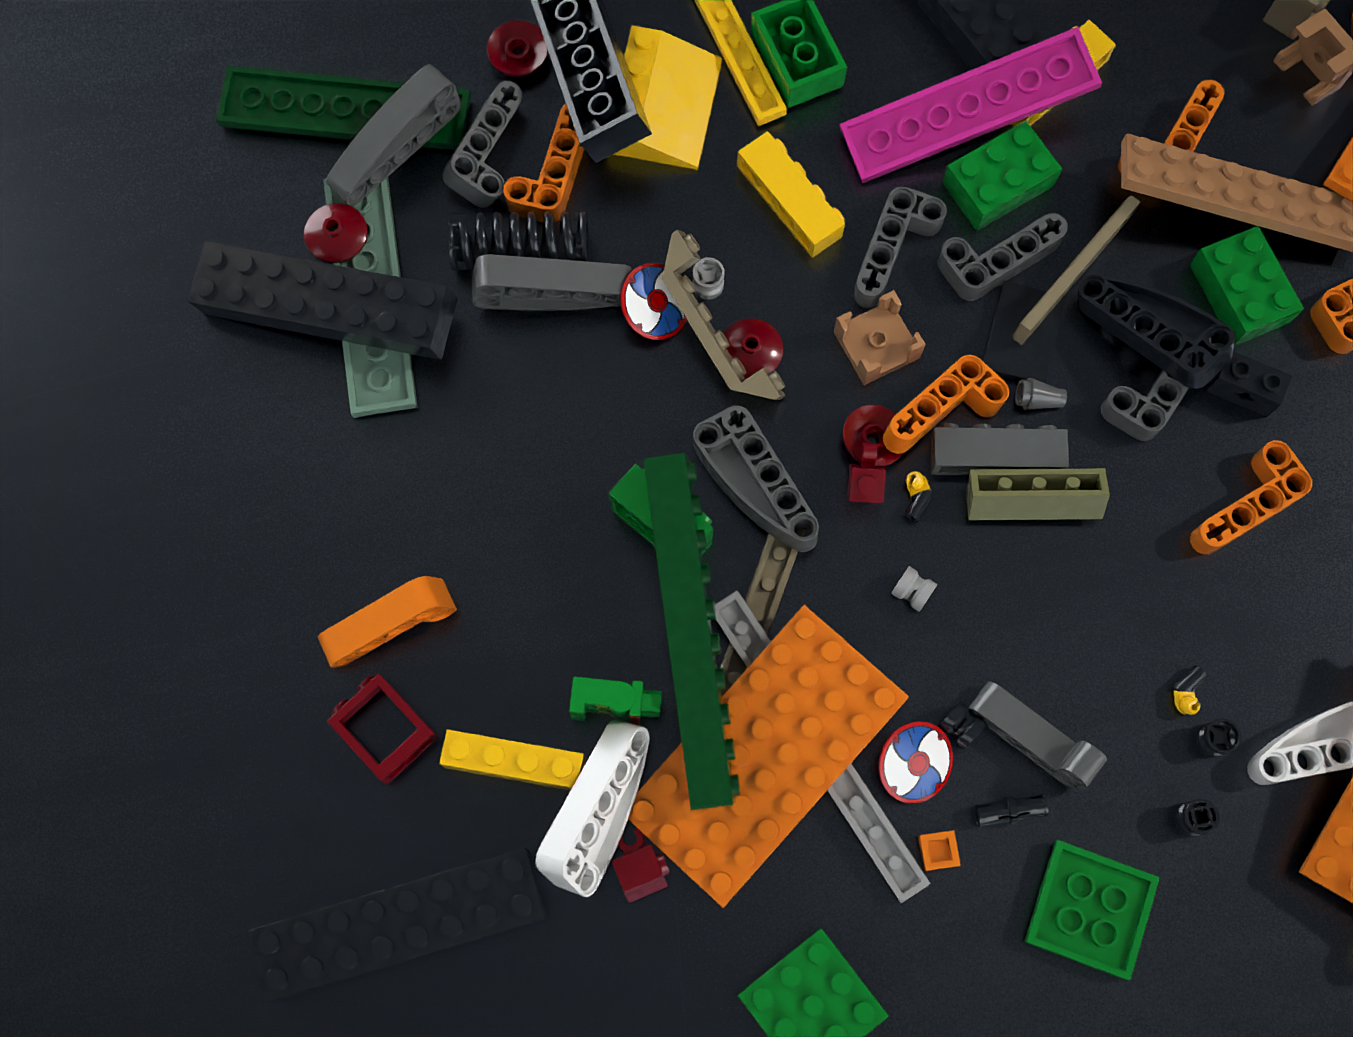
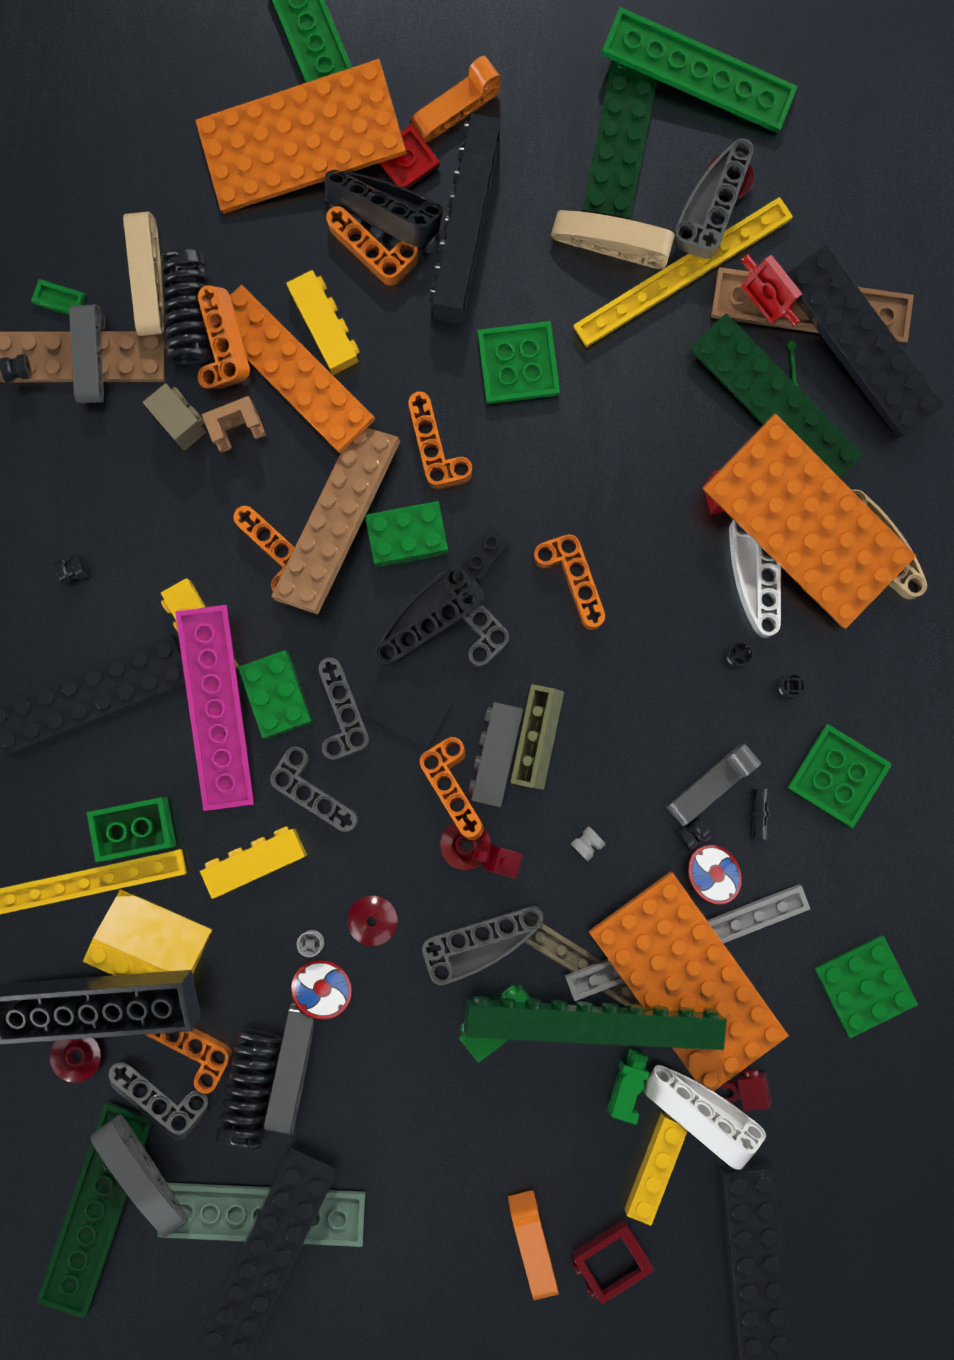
camera: 75 degrees left, 10 degrees up
(339, 244) = (210, 1222): dark red dish -> none
(680, 257) = (408, 919): dark tan slope -> none
(878, 339) = (388, 823): medium nougat panel -> none
(920, 495) = (516, 820): arm -> none
(939, 850) = (778, 872): orange plate -> none
(1039, 395) = (458, 713): dark grey cone -> none
(1075, 270) = (368, 661): dark tan tile -> none
(1184, 691) = (701, 667): arm -> none

